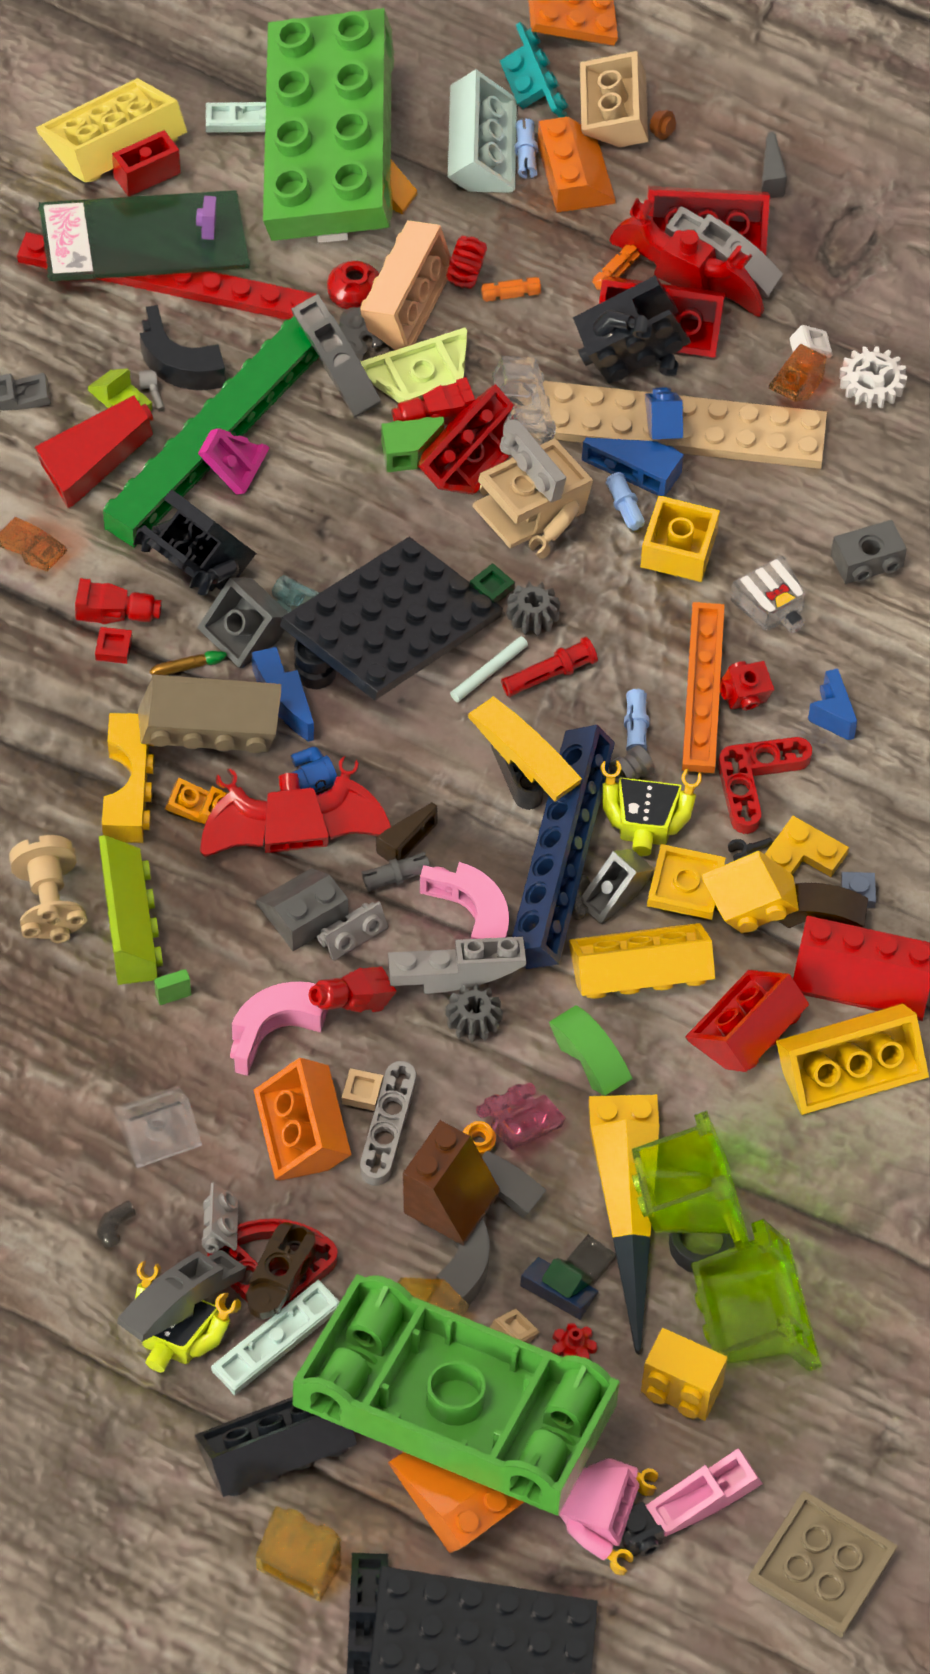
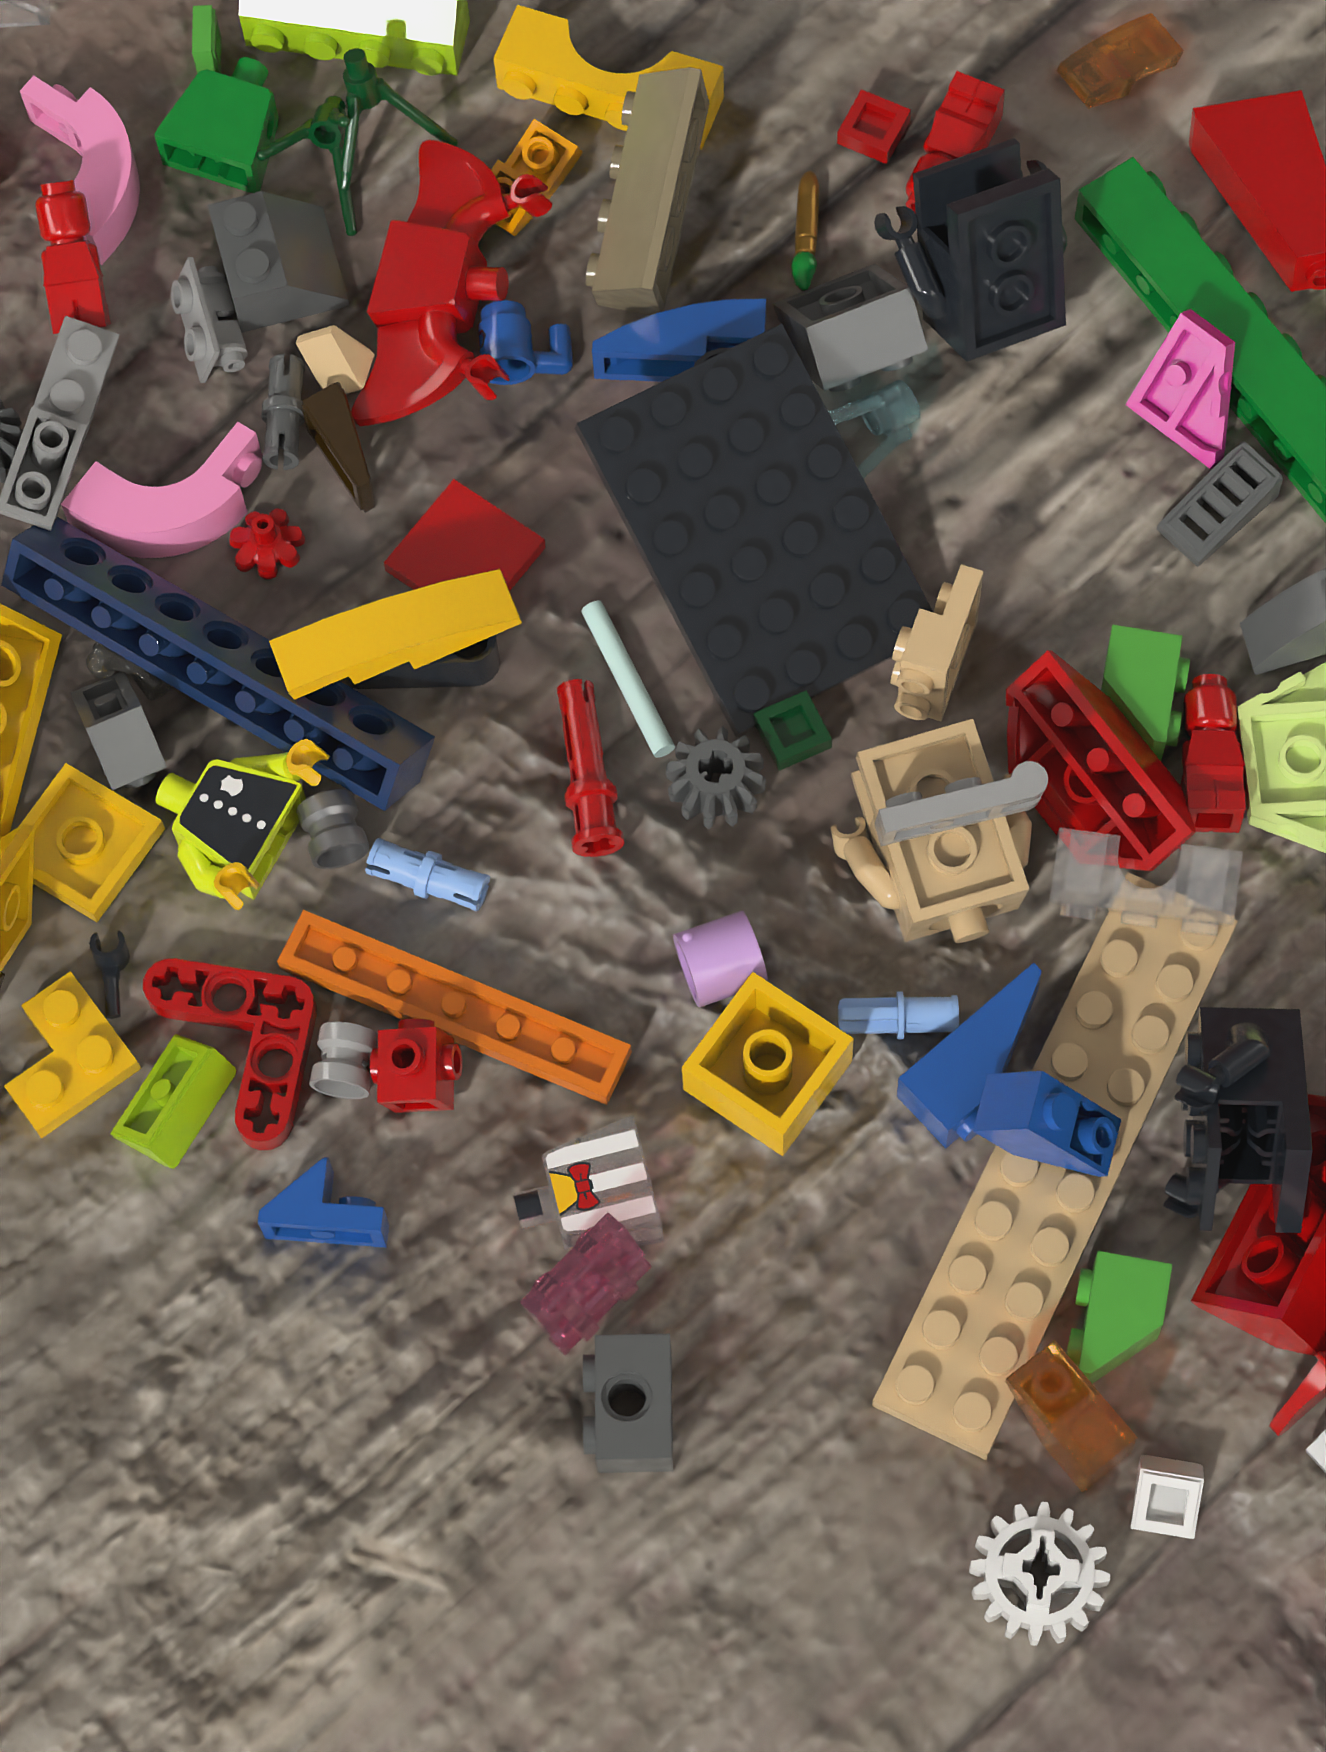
camera: 115 degrees right, 10 degrees up
(193, 875) = (365, 92): none -> dark green plant
(208, 905) = (326, 133): none -> dark green plant
(224, 958) = (222, 127): none -> green torso
(284, 424) = (1247, 478): none -> dark grey slope
(360, 849) = (336, 358): none -> tan slope
(428, 520) = (935, 648): none -> tan plate
(447, 763) = (461, 539): none -> red tile
(476, 856) = (266, 542): none -> red plant
(631, 576) = (719, 957): none -> lavender piece
(739, 376) = (1122, 1314): none -> bright green slope
(753, 722) = (344, 1060): none -> light grey wheel
(803, 799) = (175, 1100): none -> lime slope
(825, 578) = (586, 1284): none -> clear pink plate

